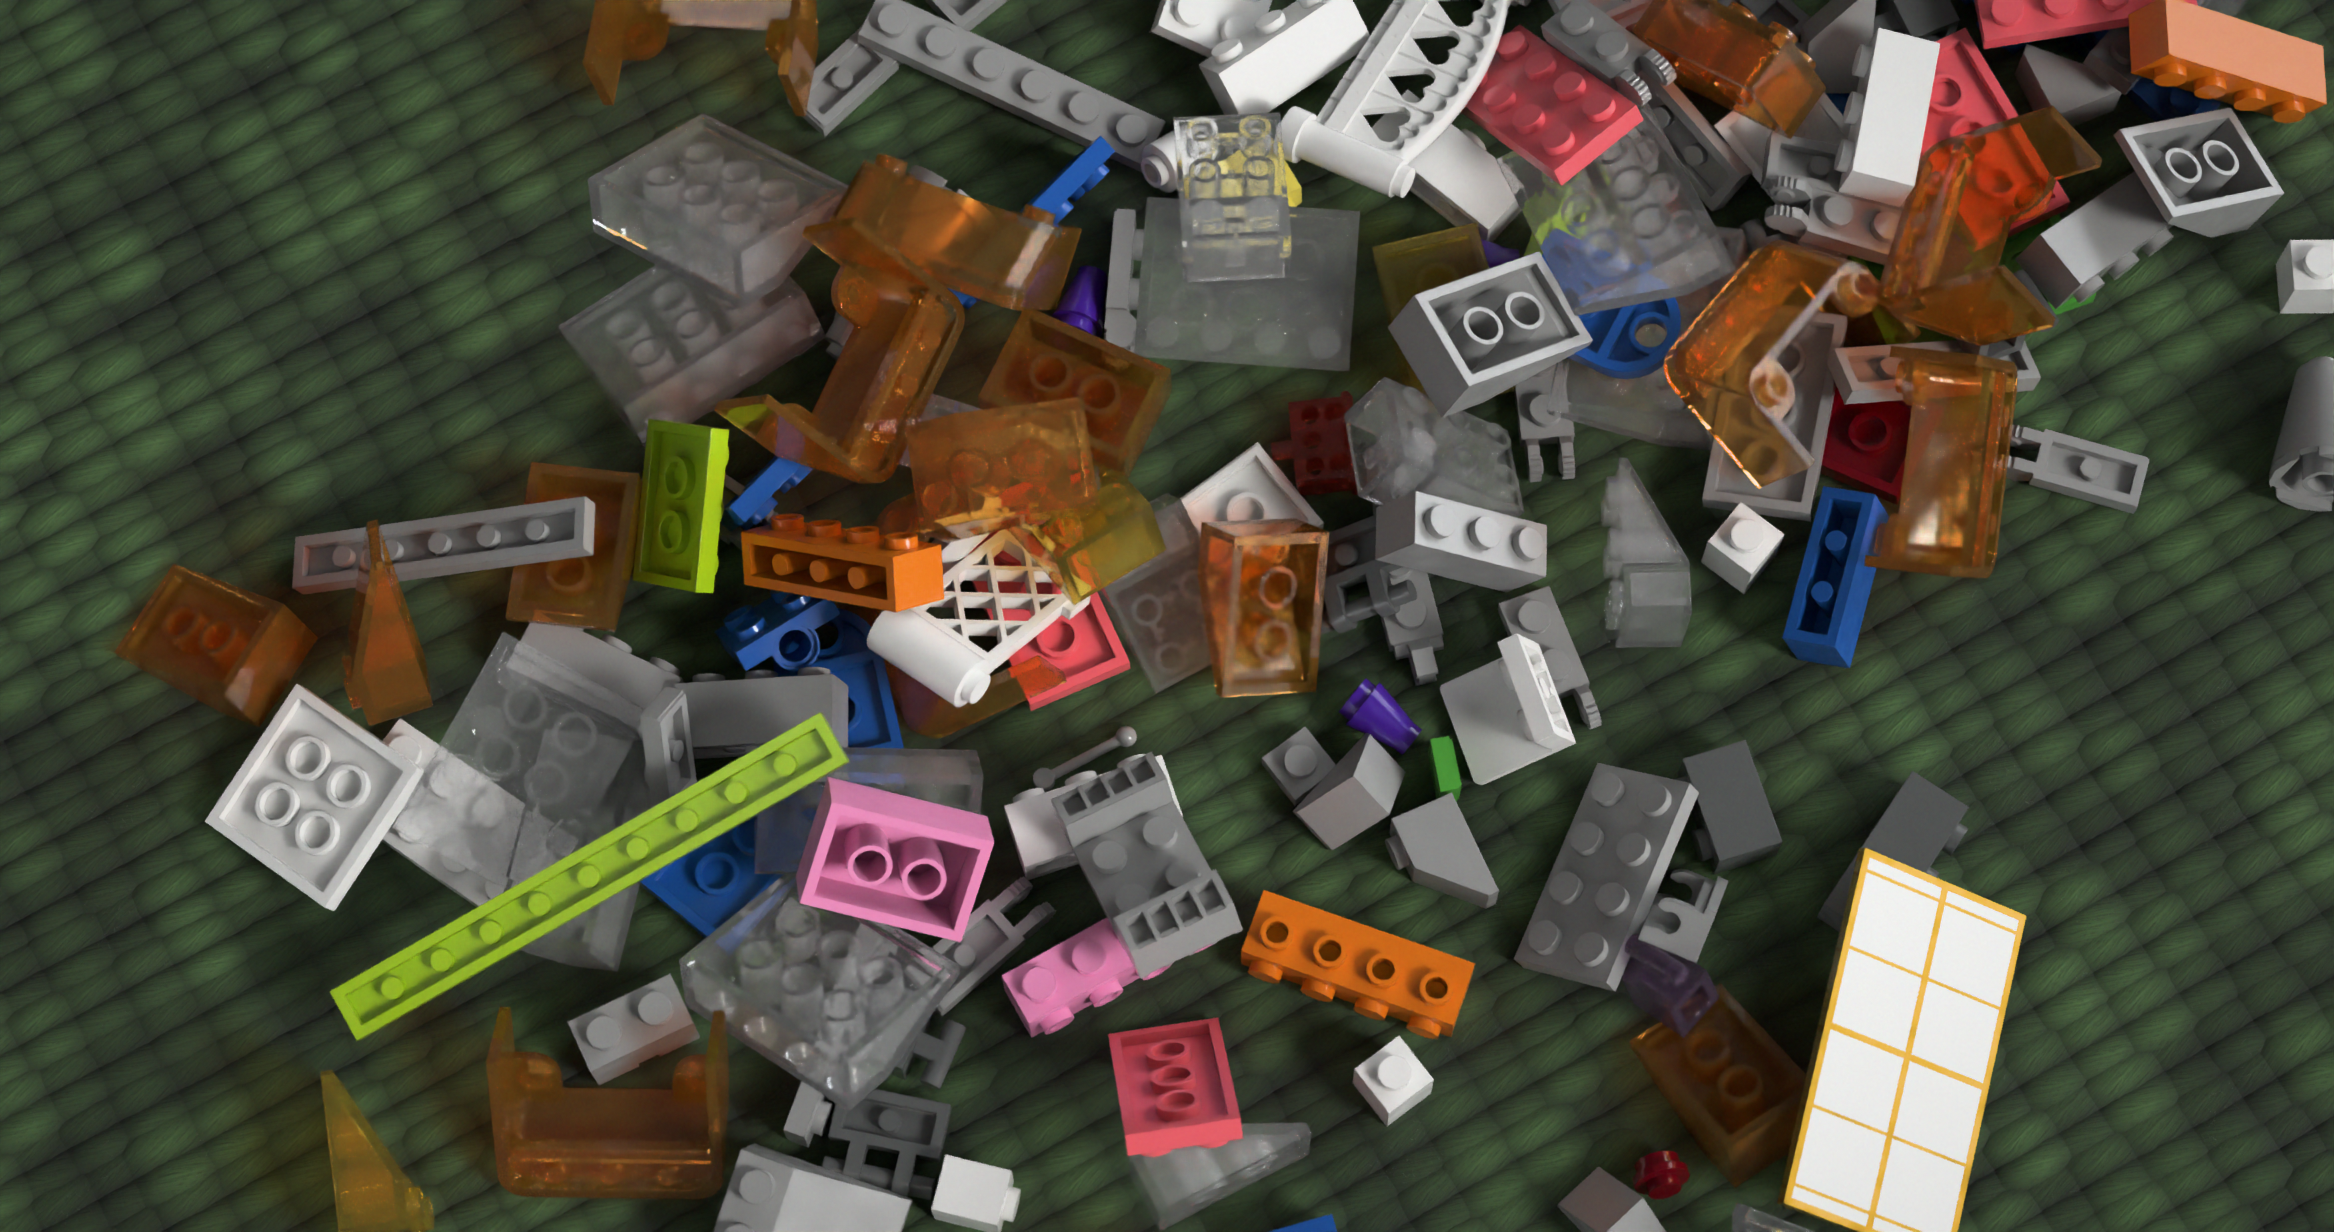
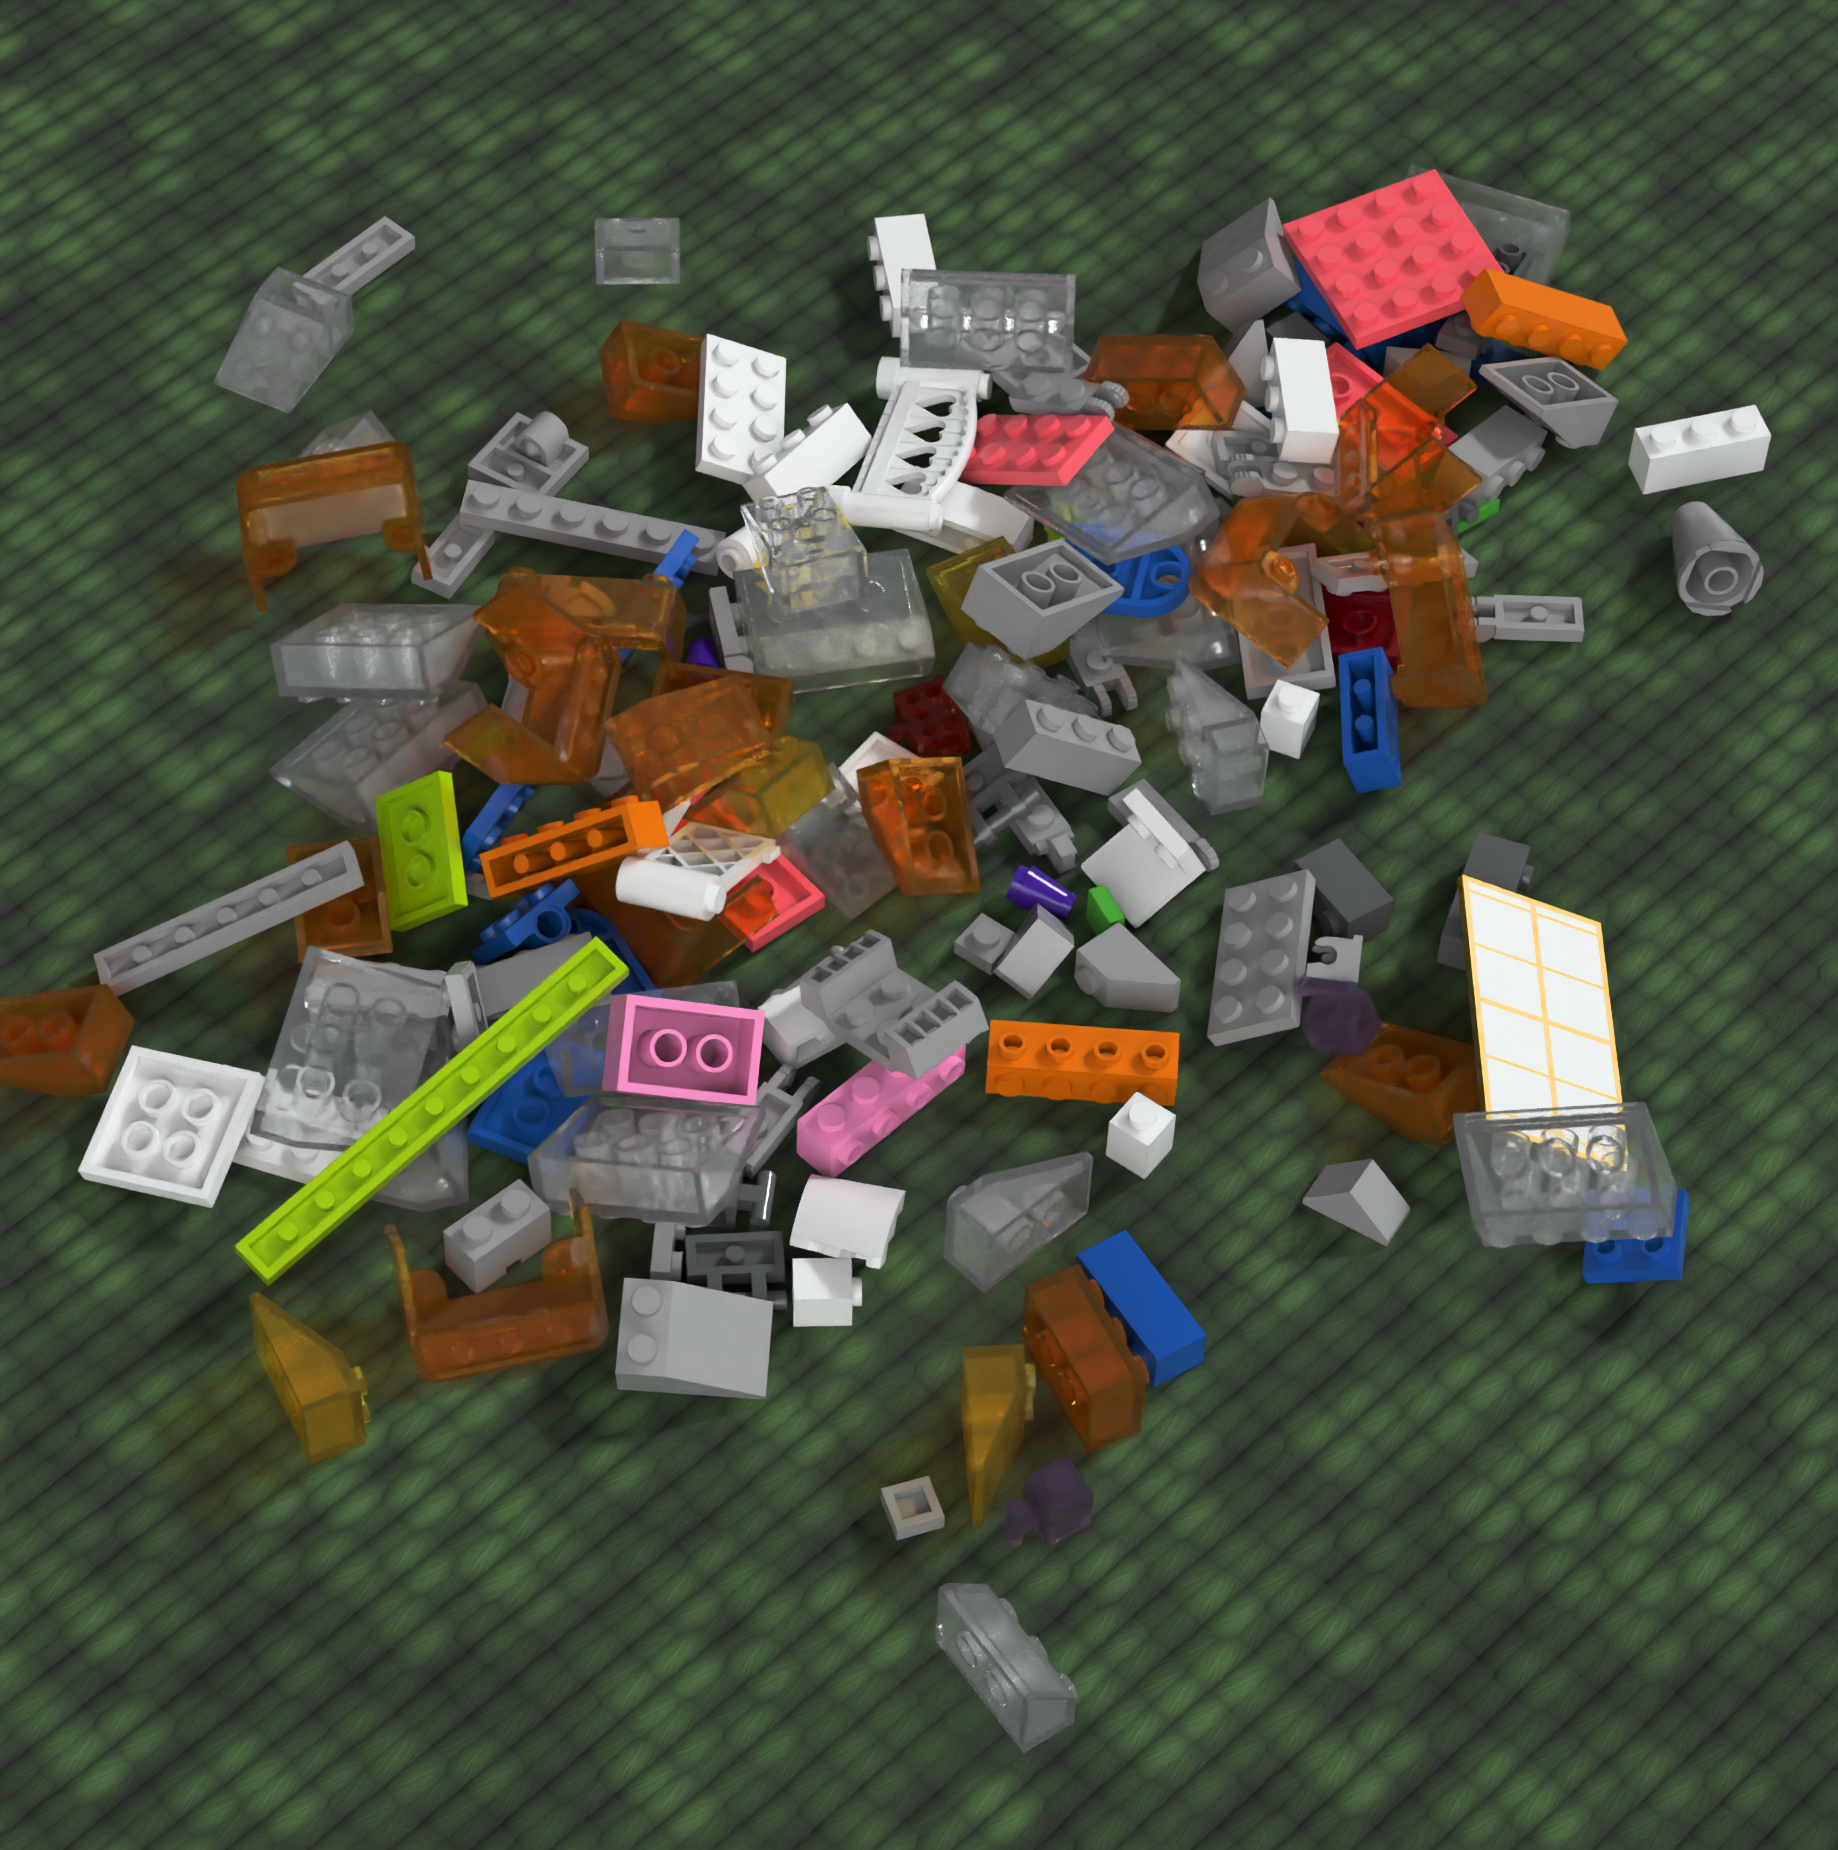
camera: 20 degrees left, 20 degrees down
(386, 658) = (198, 987): clear orange slope -> none
(1026, 1112) = (847, 1219): none -> white slope
(1174, 1087) = (969, 1156): coral plate -> none
(1660, 1175) = (1382, 1149): dark red plate -> none

